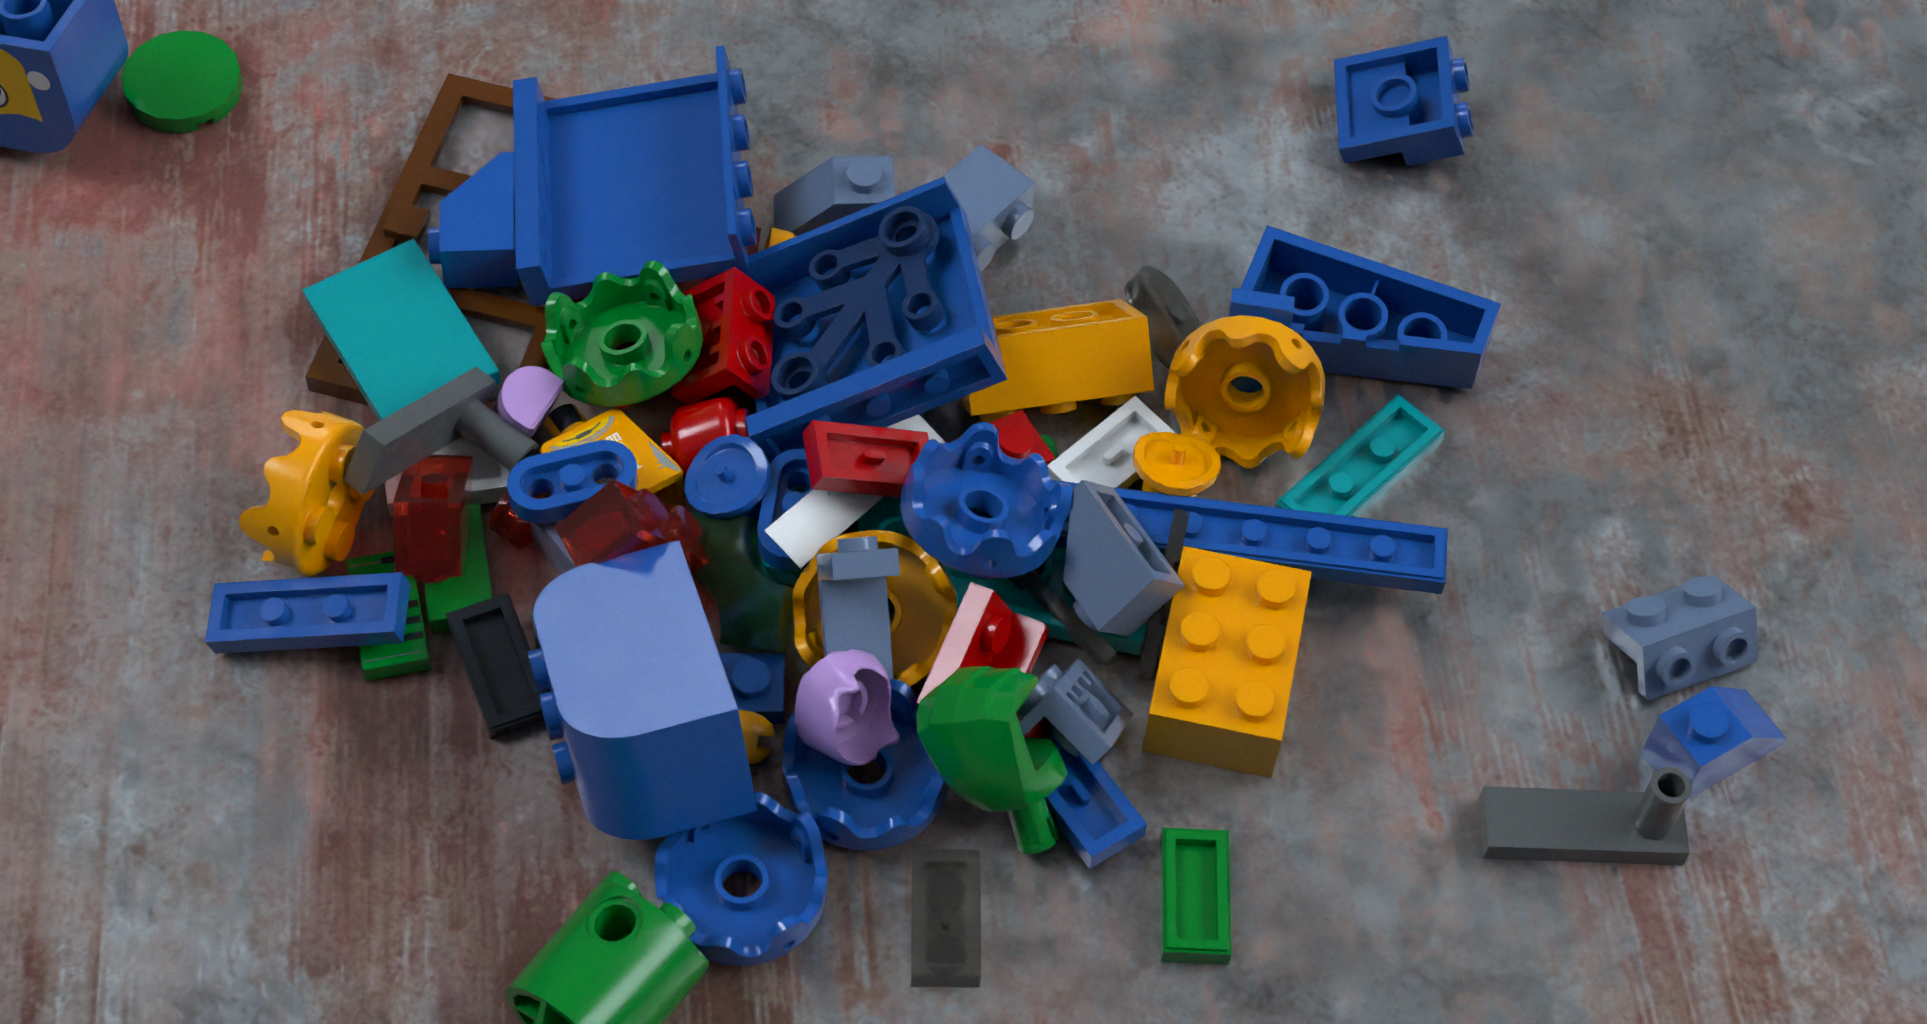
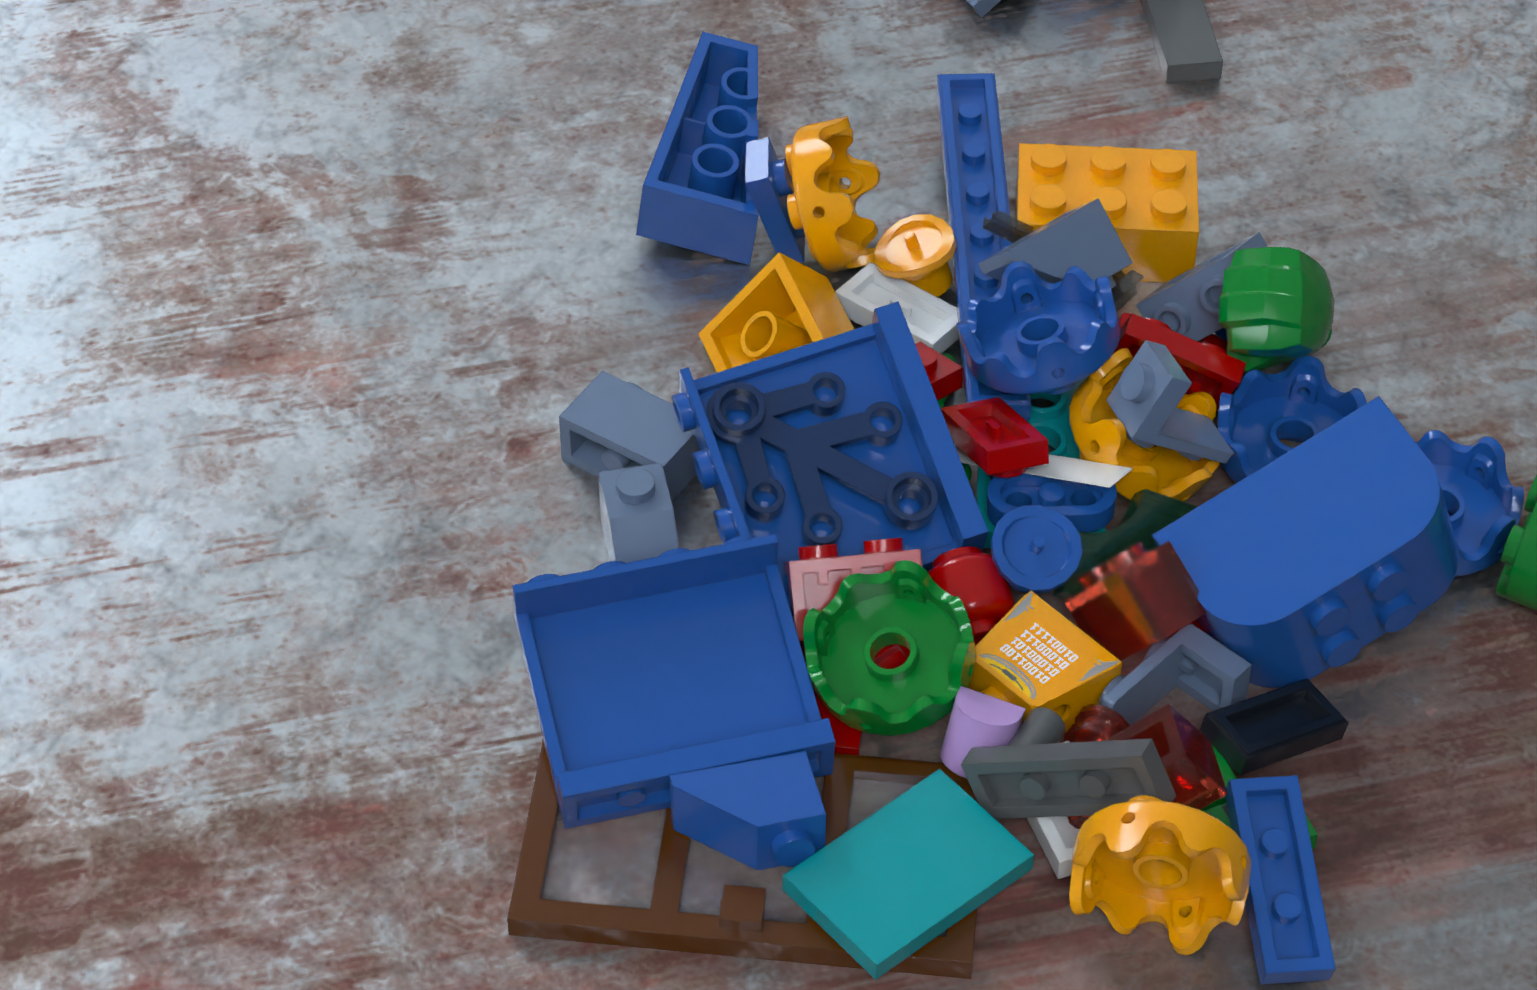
camera: 95 degrees left, 10 degrees down
(569, 477) = (1098, 662): blue plate -> none
(846, 707) = (1271, 416): lavender hair -> none
(945, 918) = (1418, 373): clear smoke plate -> none
(1166, 308) = (713, 292): clear smoke plate -> none
(1195, 896) = (1330, 231): green tile -> none
(1367, 462) = (905, 179): teal tile -> none
(1403, 103) = (429, 139): blue plate -> none

